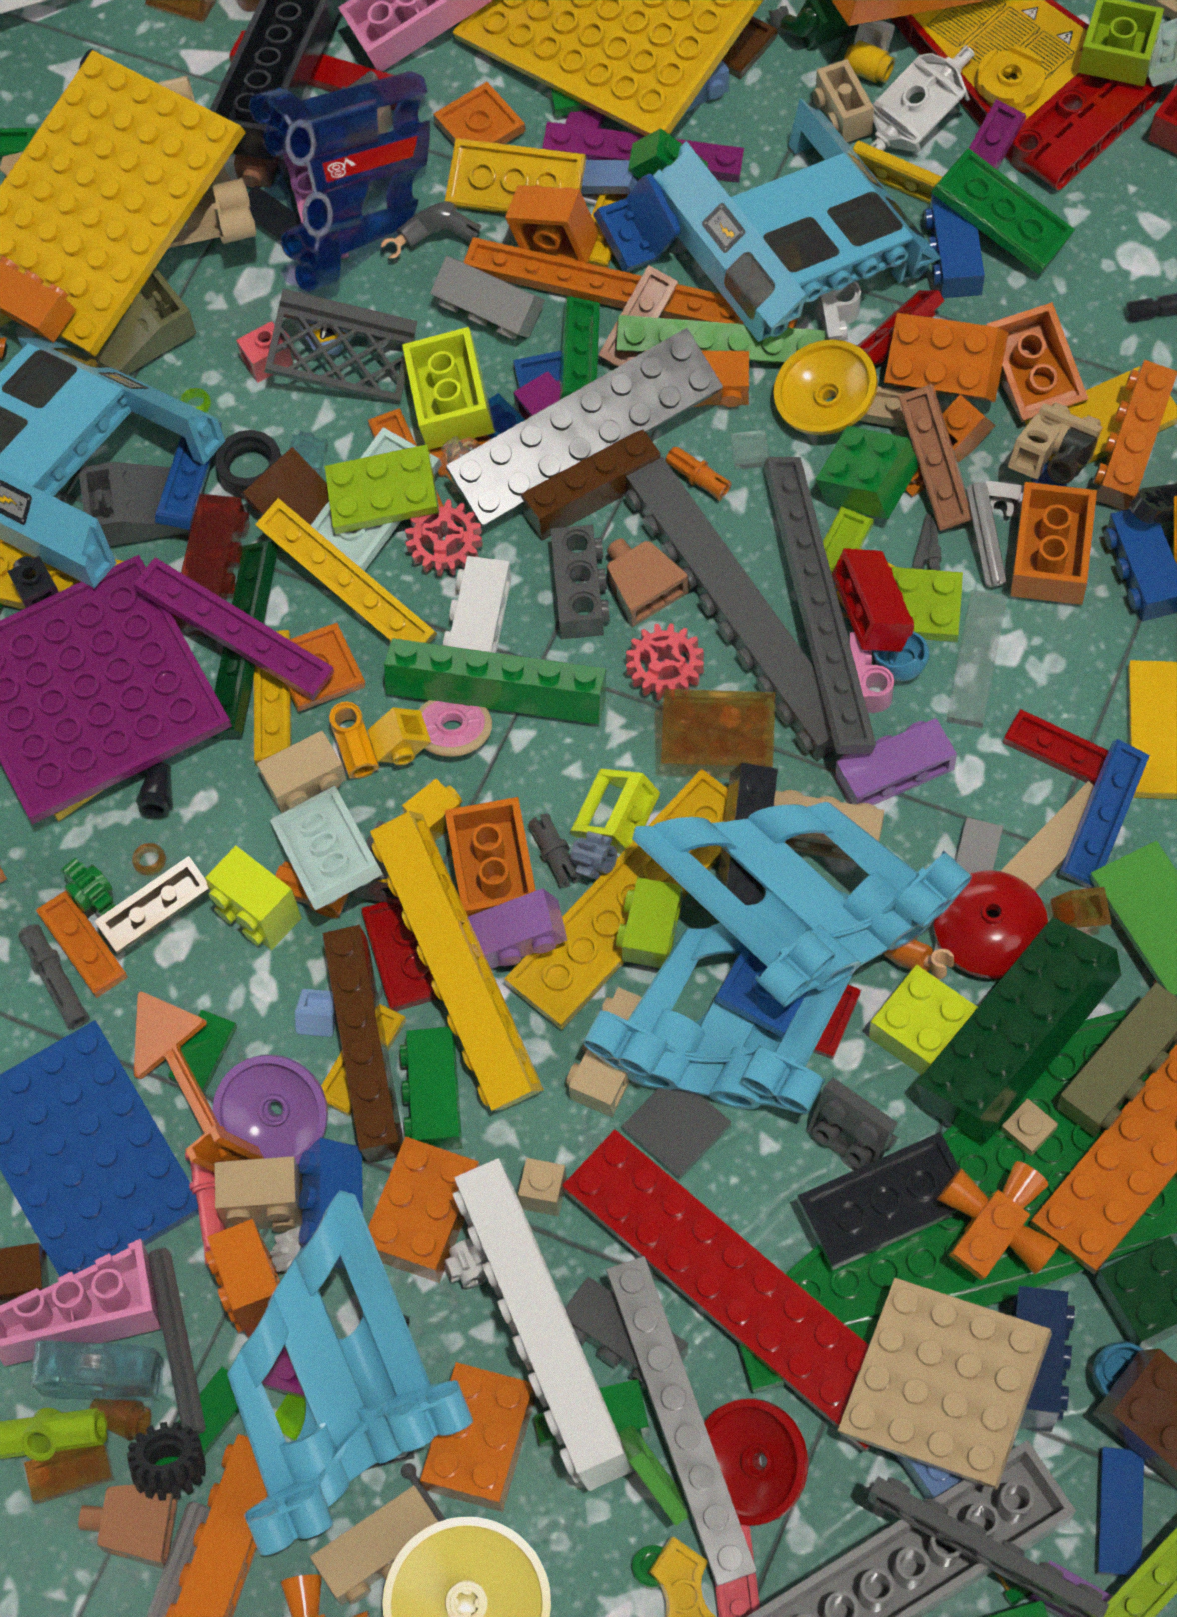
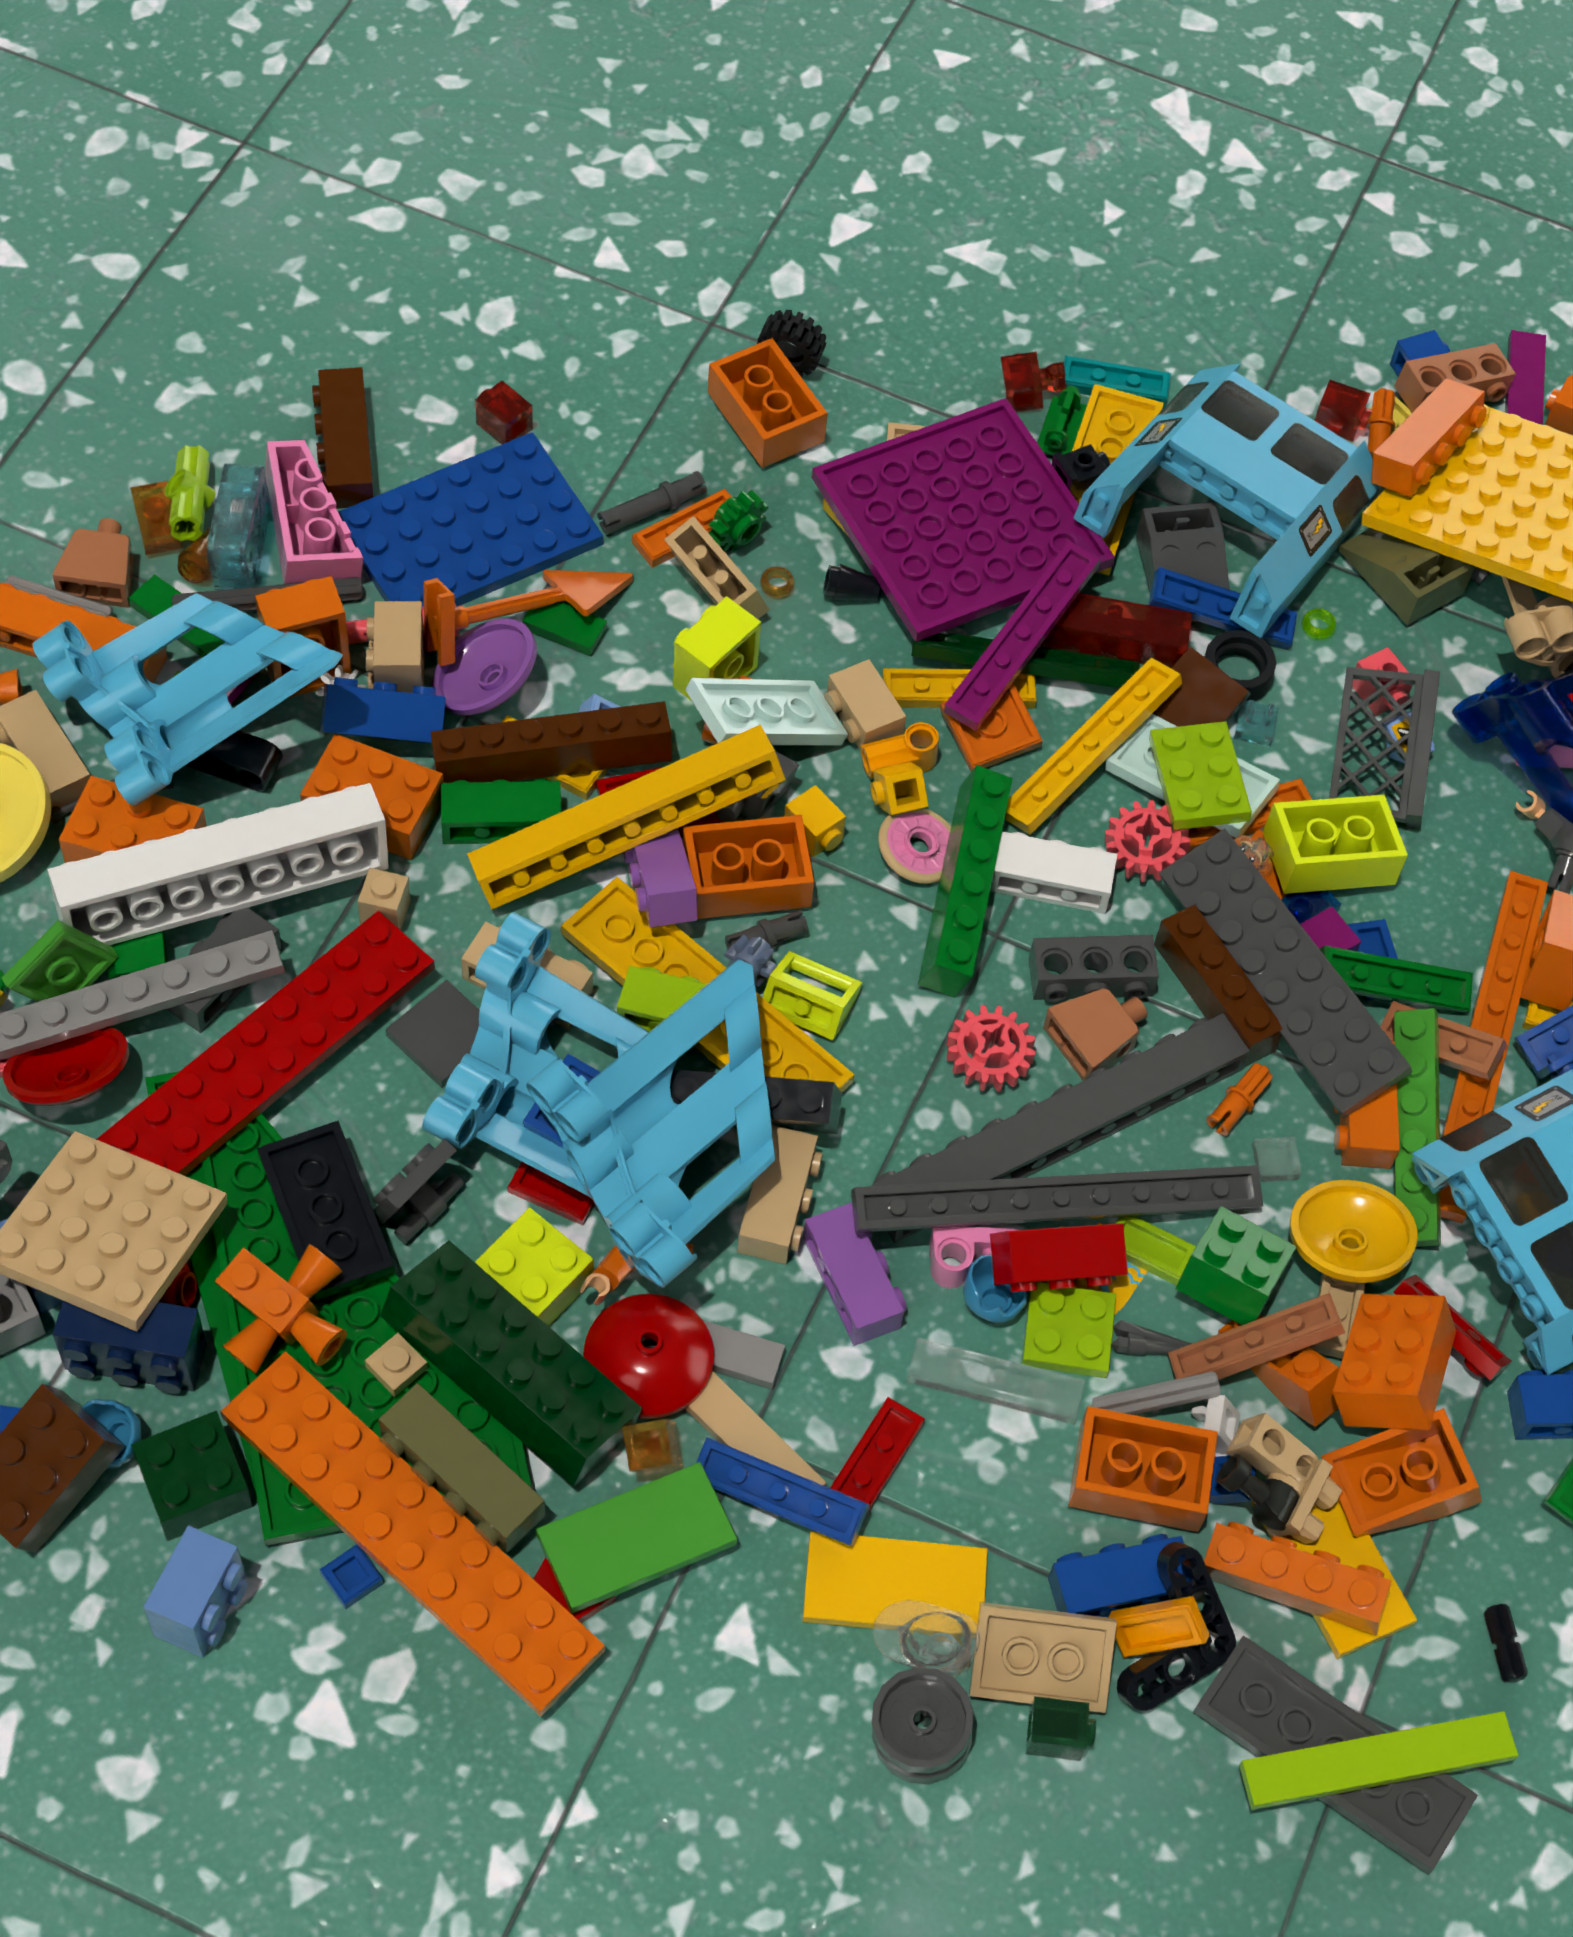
camera: 80 degrees right, 5 degrees down
(168, 1477) = (133, 589): black tyre -> none
(486, 298) = (1463, 891): light grey brick -> none
(718, 728) = (895, 1085): clear orange brick -> none
(836, 313) = (1461, 1253): white plate -> none

